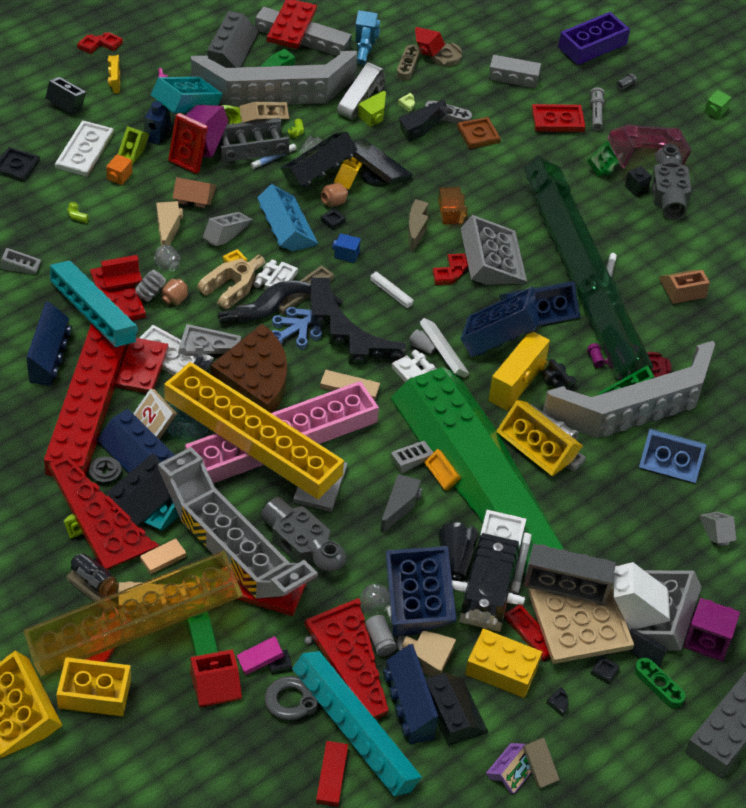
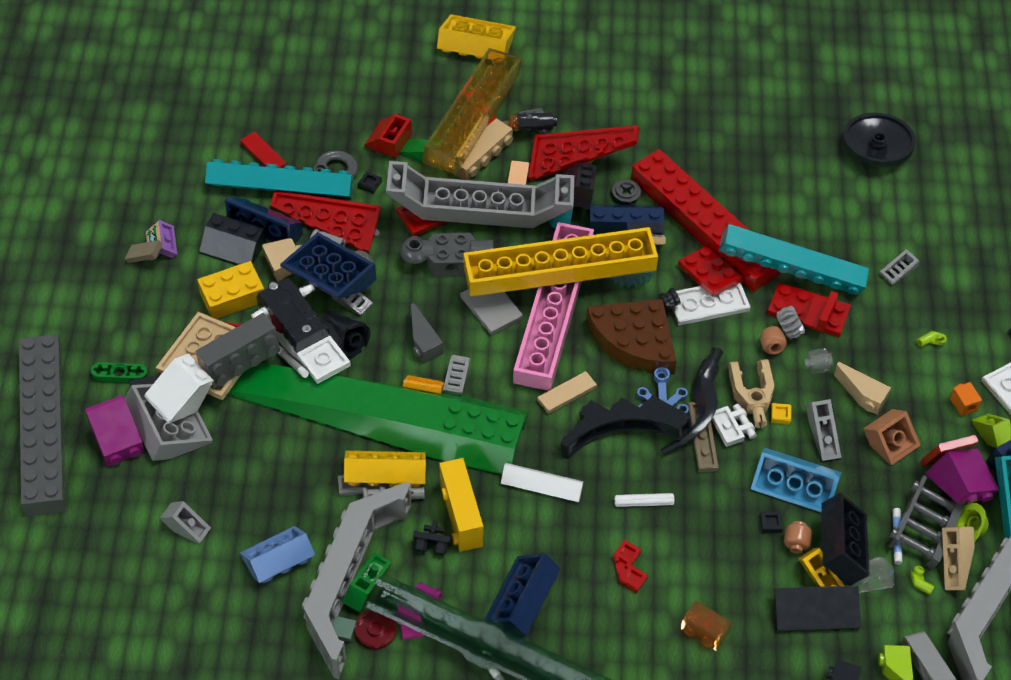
camera: 135 degrees right, 5 degrees up
(48, 345) = (778, 217): dark blue slope -> none
(94, 686) = (445, 73): yellow brick -> none
(206, 341) = (698, 325): light grey wing -> none
(260, 655) = (379, 172): dark pink tile -> none
(346, 248) = (721, 498): blue brick -> none
(409, 368) = (540, 443): white plate -> none
(417, 223) = (706, 577): dark tan slope -> none
(422, 342) = (566, 470): light grey cone -> none
(492, 253) = (614, 611): light grey slope -> none
(501, 322) = (520, 523): dark blue slope -> none
(558, 701) = (174, 306): black tile -> none
(605, 670) = (161, 349): black tile -> none

